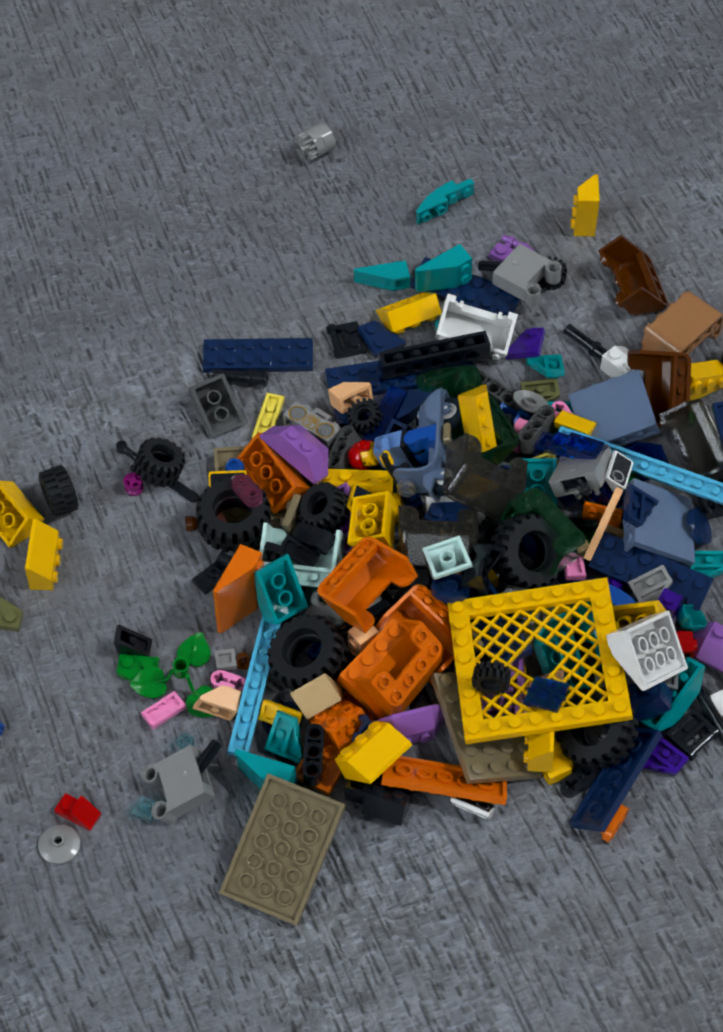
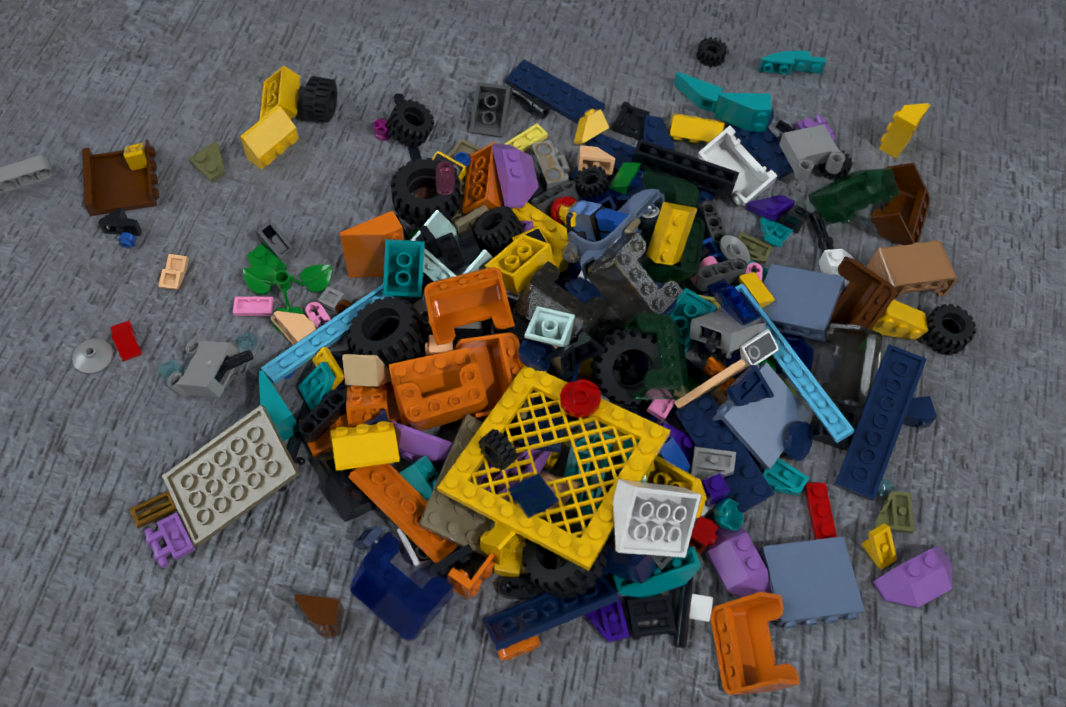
camera: 30 degrees right, 5 degrees up
(63, 728) = (174, 272): none -> light nougat slope
(227, 939) = (140, 519): none -> pearl gold tile
(273, 929) = (175, 536): none -> medium lavender plate
(318, 367) = (590, 126): none -> yellow slope
(365, 223) = (711, 58): none -> black tyre
(390, 394) = (625, 177): none -> green slope
(433, 821) = (368, 538): none -> dark blue plate
(435, 748) = (421, 476): none -> teal slope
(447, 900) = (323, 613): none -> reddish brown slope
(489, 849) = (394, 595): none -> clear blue windscreen
(515, 796) = (458, 559): none -> black plate
(518, 598) = (580, 398): none -> red tile
(536, 803) = (463, 585): none -> orange bracket
(556, 341) = (796, 218): none -> black slope
(585, 289) = (854, 192): none -> clear green windscreen

